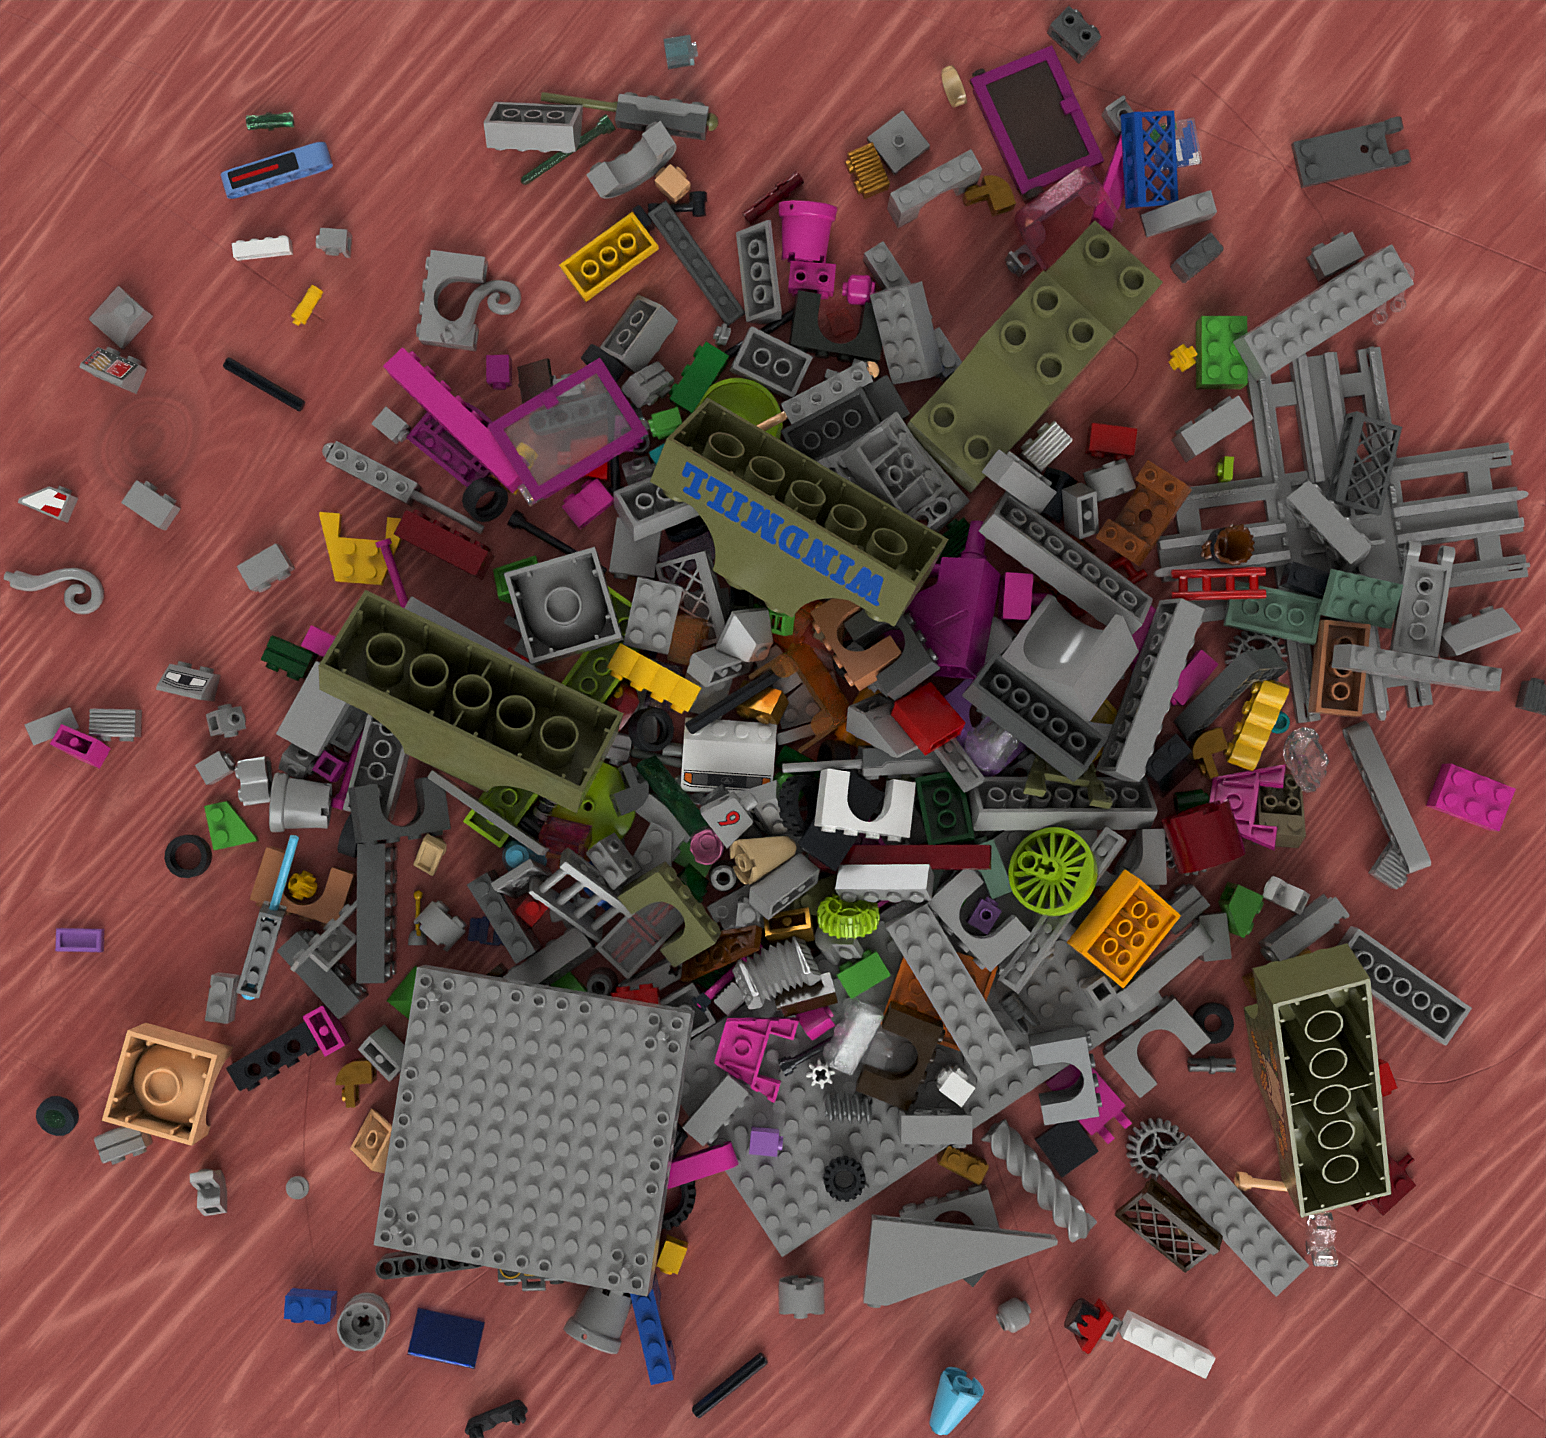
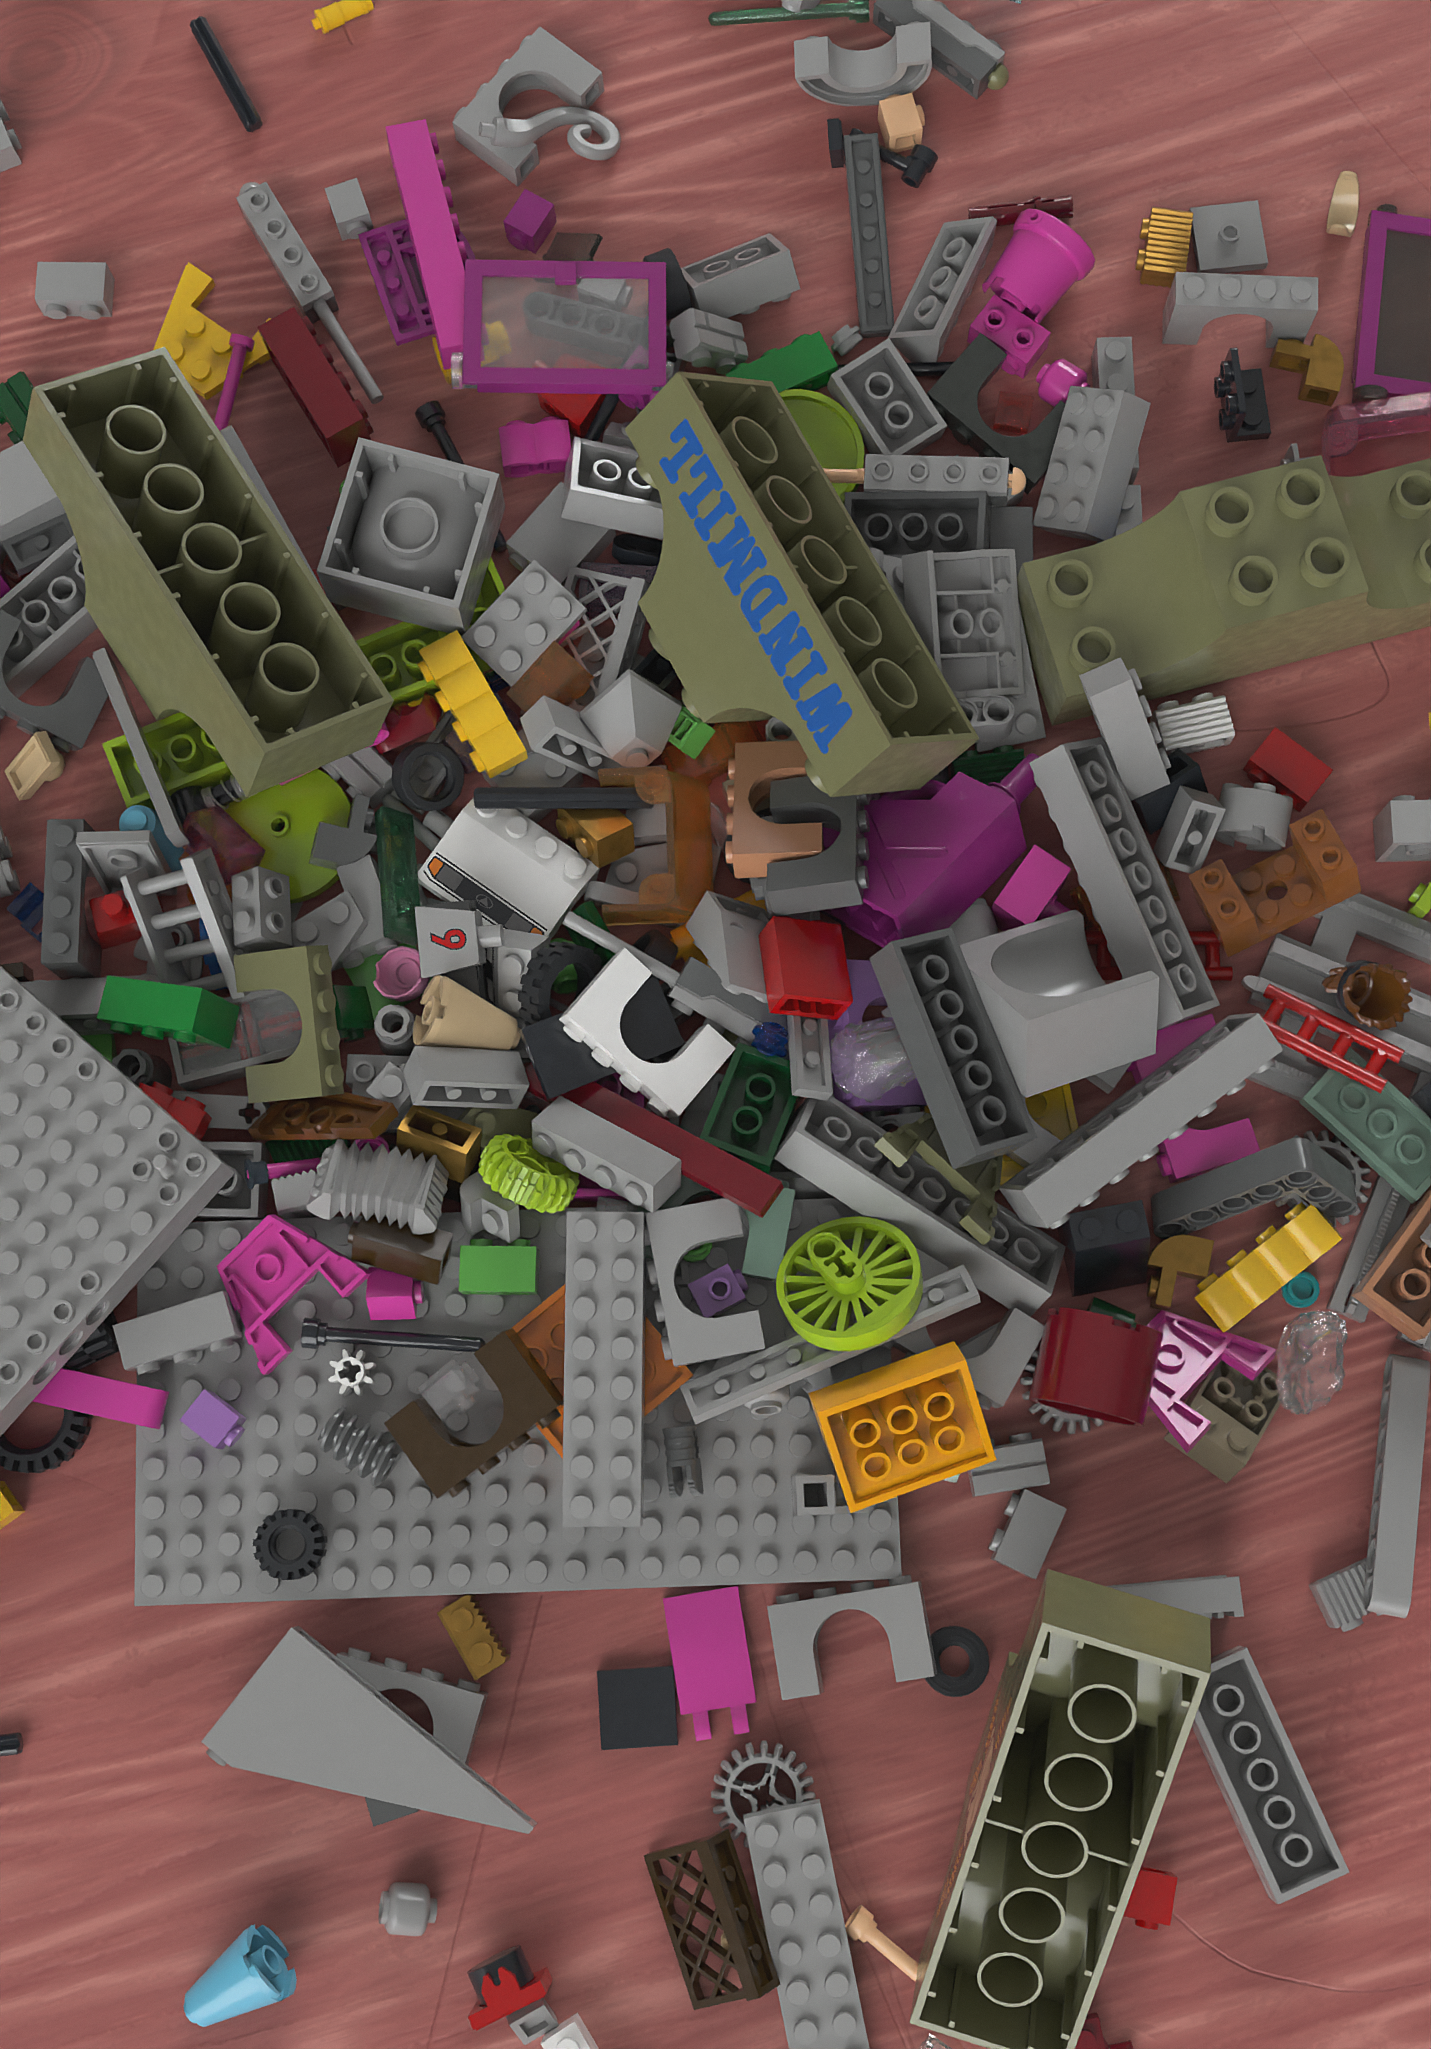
camera: 40 degrees right, 10 degrees down
(476, 491) = (401, 338): black tyre -> none
(600, 947) = (167, 1011): none -> green wedge
(608, 257) = (760, 161): yellow brick -> none
(801, 1296) = (125, 1681): light grey brick -> none
(852, 1036) = (428, 1343): clear brick -> none
(931, 767) = (770, 1039): none -> clear blue plate
(935, 1126) = (460, 1545): light grey brick -> none
(954, 1084) = (526, 1500): white brick -> none
(964, 239) = (1242, 401): none -> black bracket
(1039, 1180) = (565, 1730): light grey piece -> none
(1072, 1047) = (727, 1555): arch -> none
(1164, 967) = (929, 1526): light grey beam -> none
(1211, 1065) = (916, 1722): dark grey pin -> none
(1240, 907) = (1091, 1508): bright green slope -> none
(1285, 895) = (1167, 1537): white brick -> none

